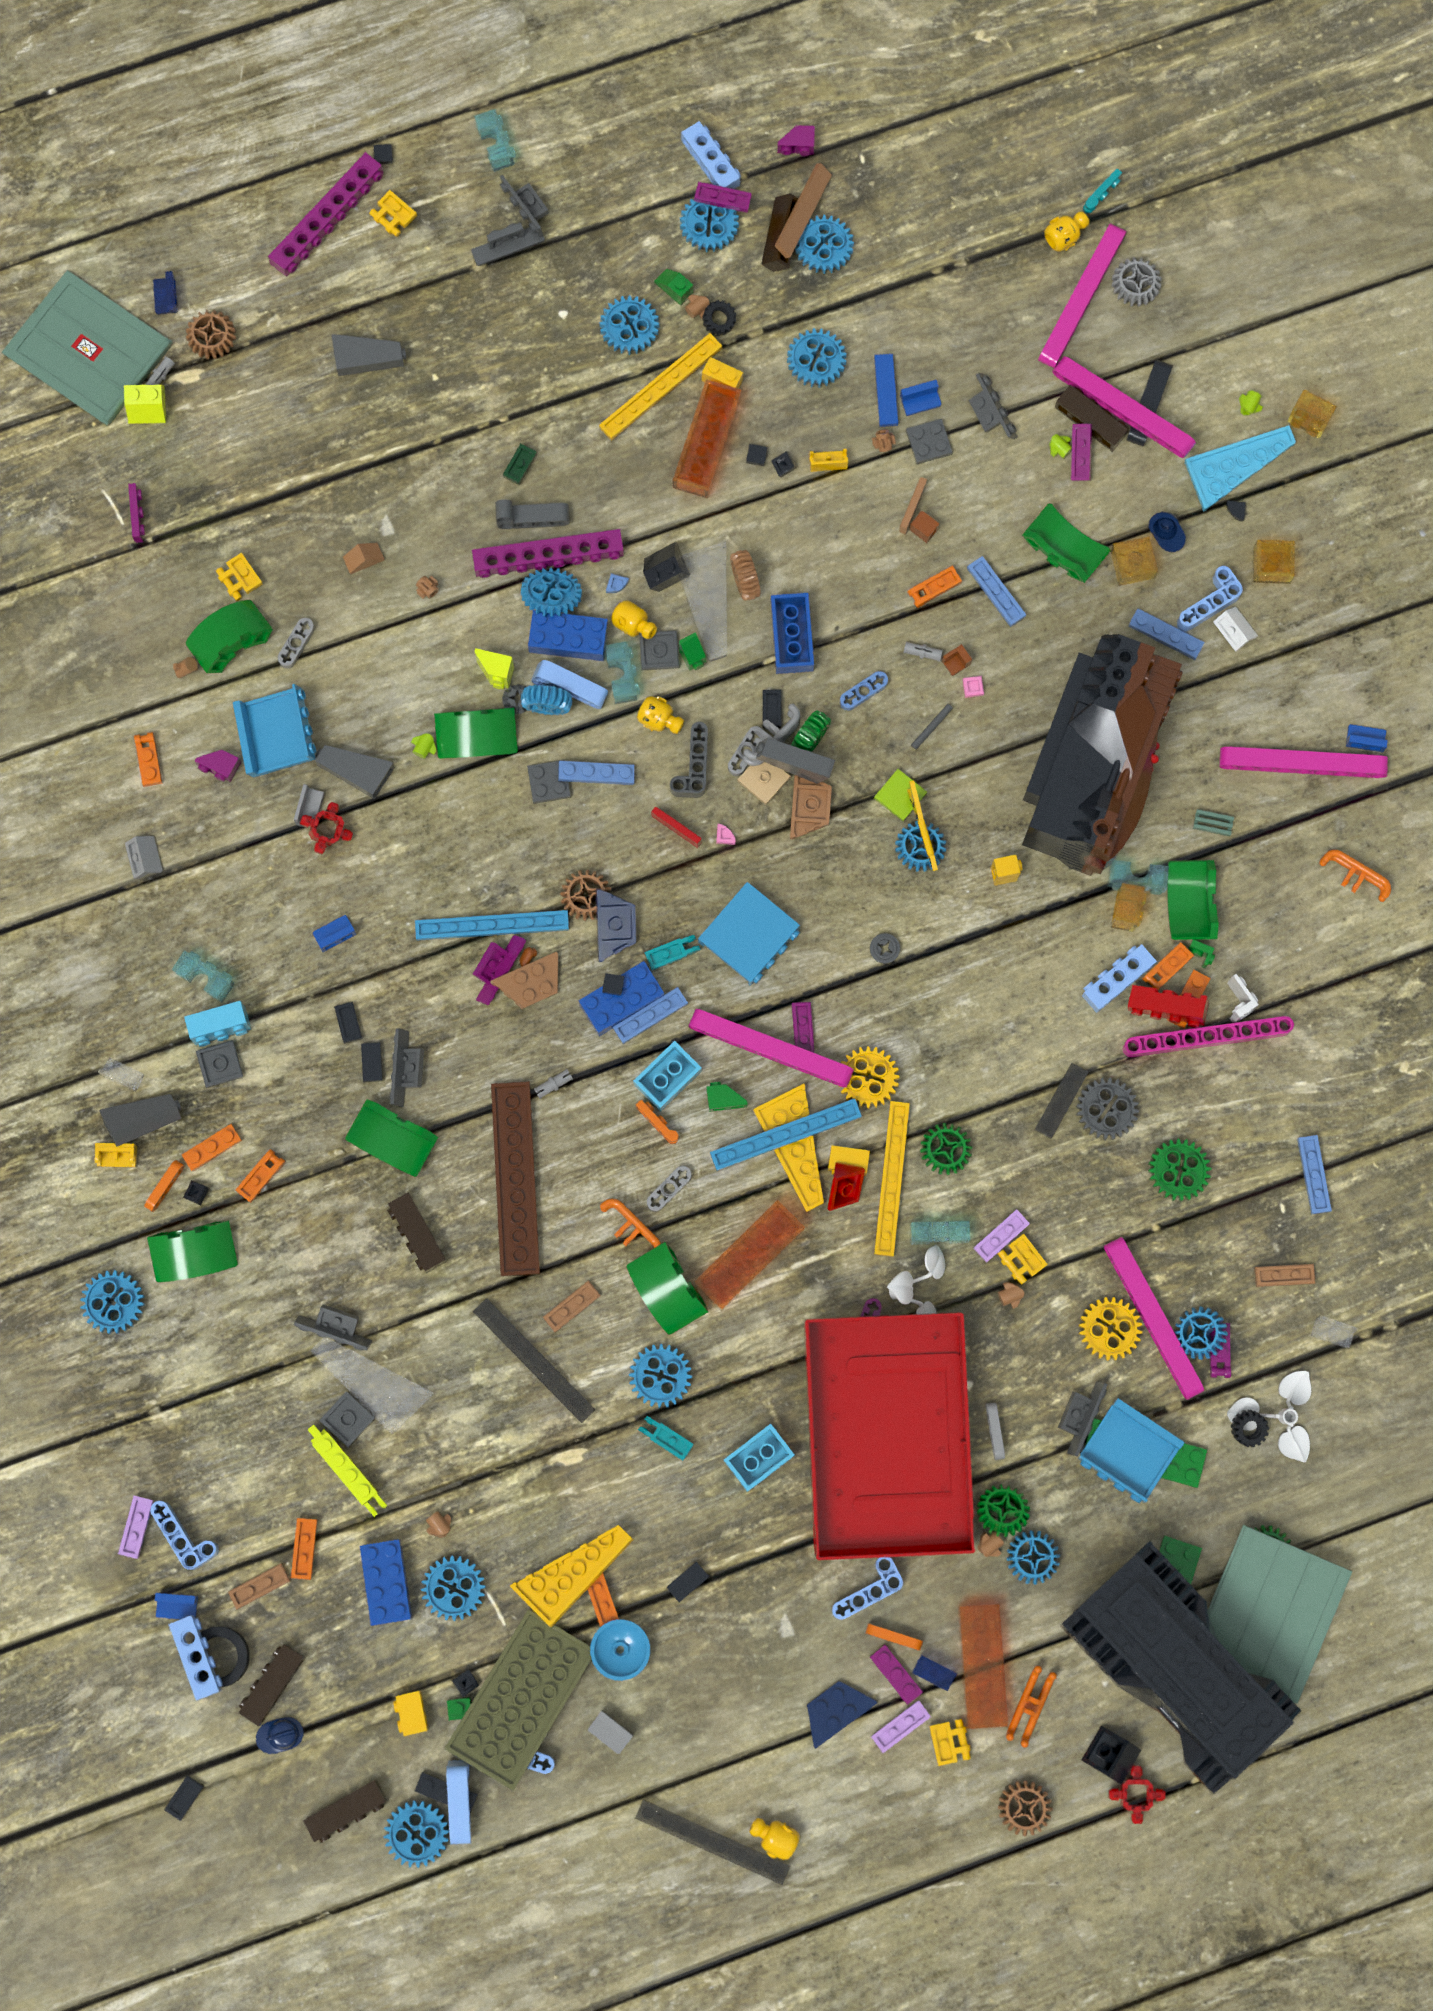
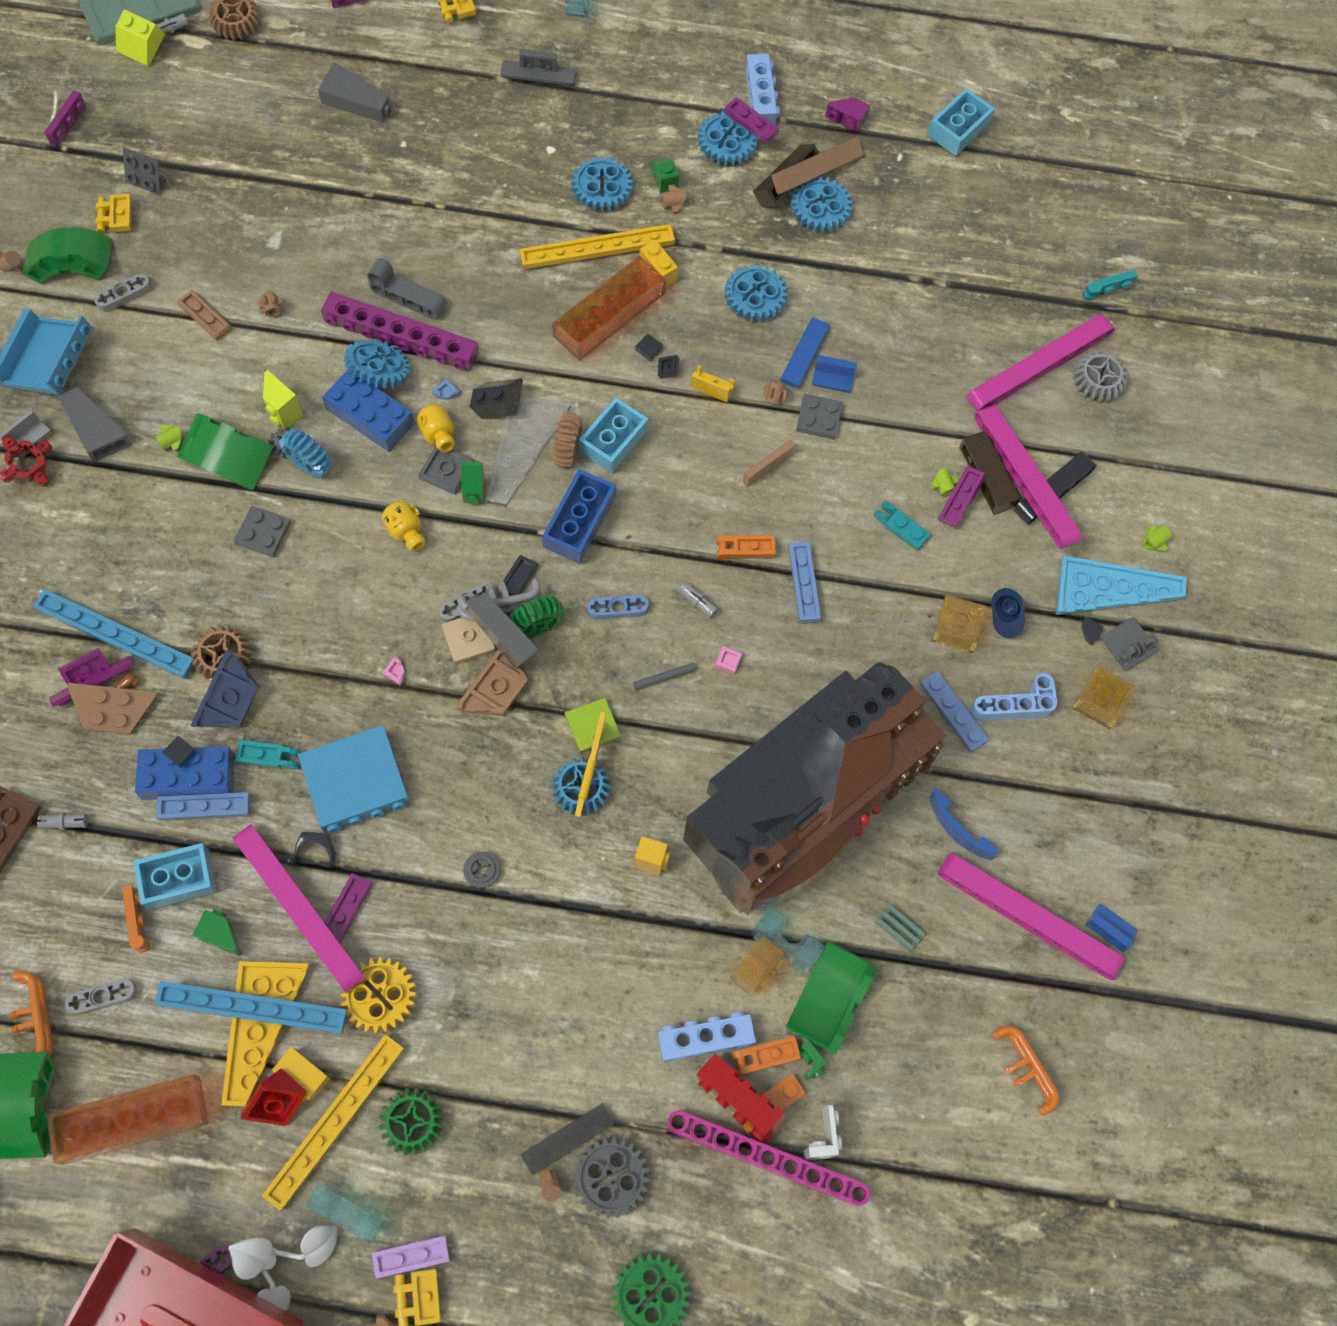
camera: 25 degrees right, 10 degrees down
(240, 527) = (142, 171): none -> dark grey hinge
(363, 556) = (235, 252): medium nougat slope -> none
(376, 626) = (204, 315): none -> medium nougat tile
(519, 464) = (426, 246): dark green plate -> none
(528, 202) = (577, 48): dark grey bracket -> none
(579, 687) = (340, 452): light blue beam -> none
(595, 772) = (310, 545): medium blue plate -> none
(619, 656) = (391, 484): clear light blue arch -> none
(676, 827) = (356, 646): red tile -> none
(695, 759) = (410, 583): dark grey beam -> none
(727, 310) = (690, 206): black tyre -> none
(745, 994) = (321, 838): none -> black helmet
(777, 549) = (613, 435): none -> medium azure brick
(899, 99) = (960, 121): none -> medium azure brick
(924, 526) = (768, 487): dark orange panel -> none
(956, 660) = (726, 625): dark orange panel -> none
(989, 410) = (894, 416): dark grey bracket -> none
(1042, 498) = (902, 526): none -> teal hinge
(1065, 231) = (1055, 300): yellow piece -> none
(1065, 544) = (897, 572): green panel -> none
(1068, 1137) = (550, 1185): none -> medium nougat piece
(1194, 713) = (982, 848): none -> blue slope
(1235, 628) = (1028, 742): white panel -> none
(1271, 504) = (1129, 643): none -> dark grey hinge
(1311, 414) = (1215, 576): clear yellow brick -> none

